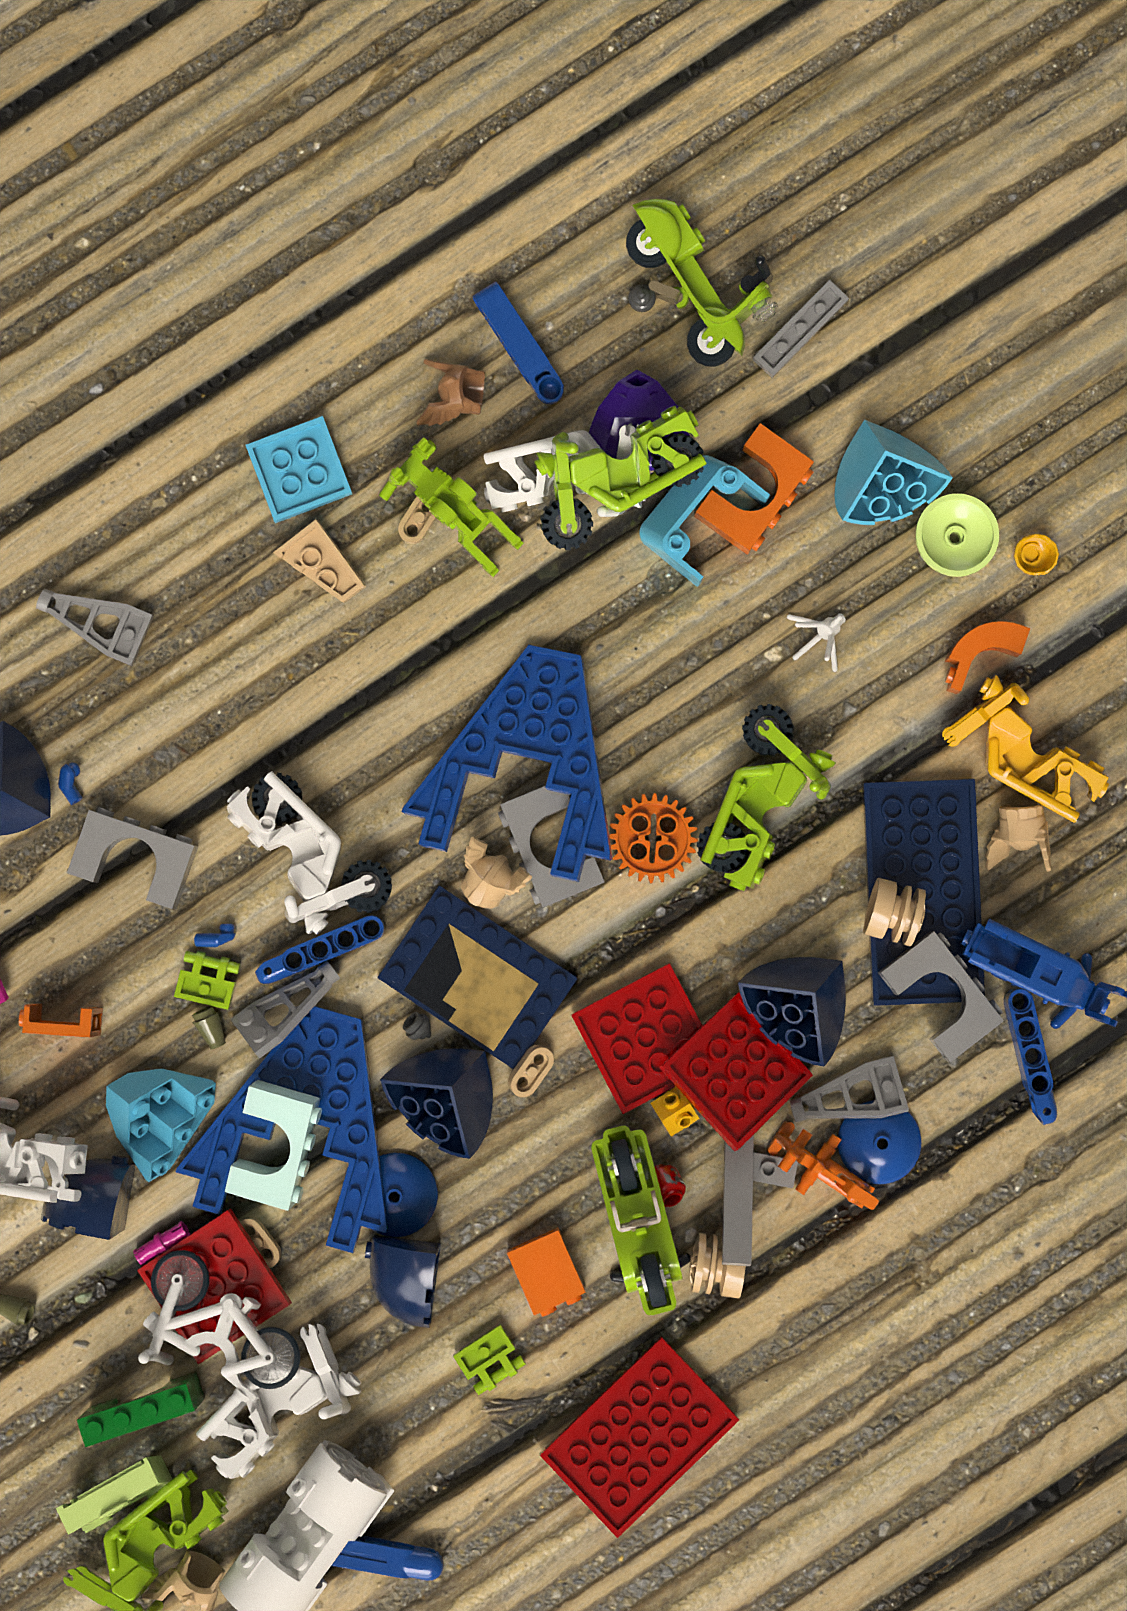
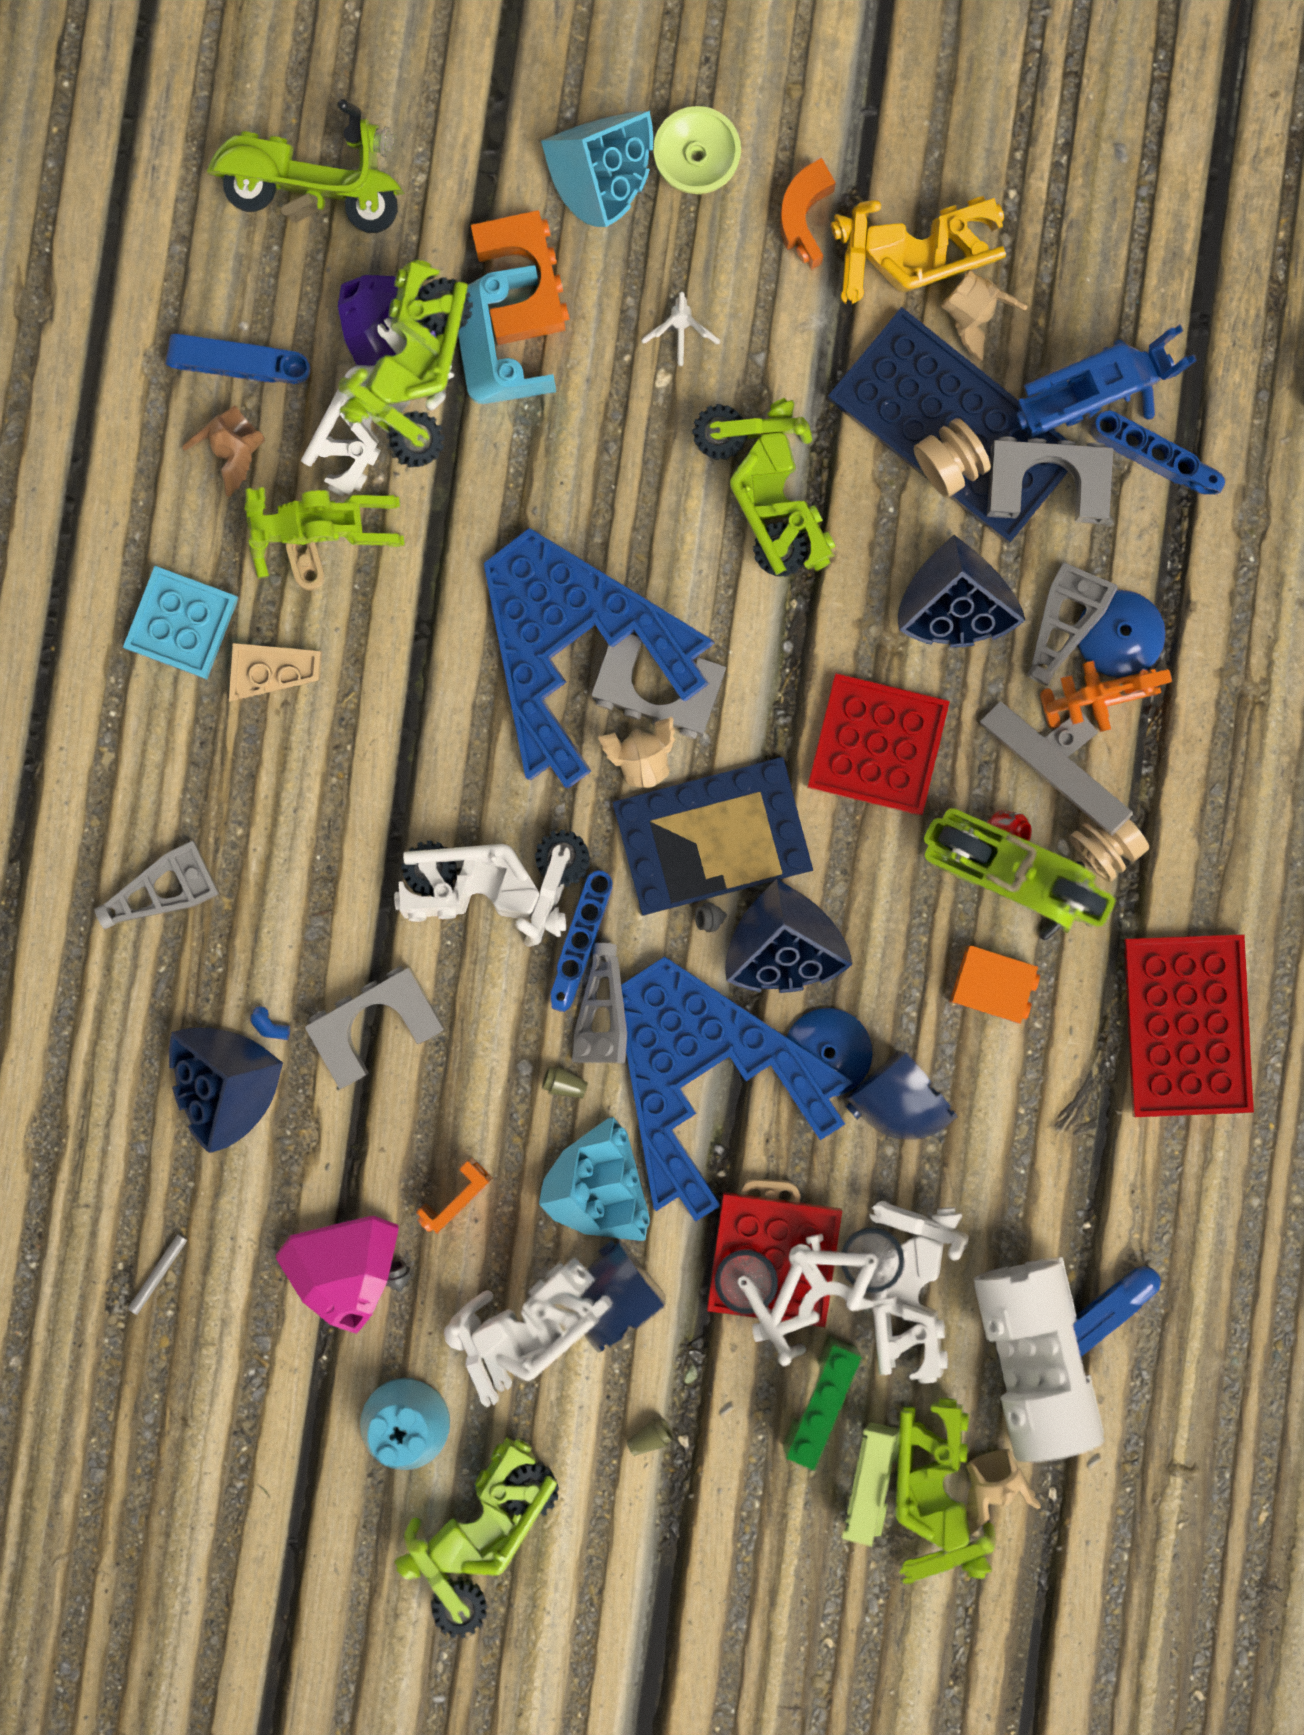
camera: 45 degrees left, 0 degrees up
(161, 1243) = (702, 1273): dark pink pin -> none
(204, 988) = (531, 1059): lime plate -> none
(215, 939) = (498, 1018): blue arm -> none
(296, 1116) = (697, 1072): light aqua arch -> none
(484, 1352) = (1015, 1091): lime plate -> none
(532, 1071) = (824, 858): tan plate -> none
(641, 298) = (287, 232): dark grey plate -> none
(674, 1111) = (956, 770): yellow brick -> none
(678, 839) = (743, 581): orange gear -> none
(735, 1073) = (968, 696): red plate -> none
(800, 329) = (424, 130): light grey plate -> none
(1036, 554) = (767, 103): yellow hair -> none

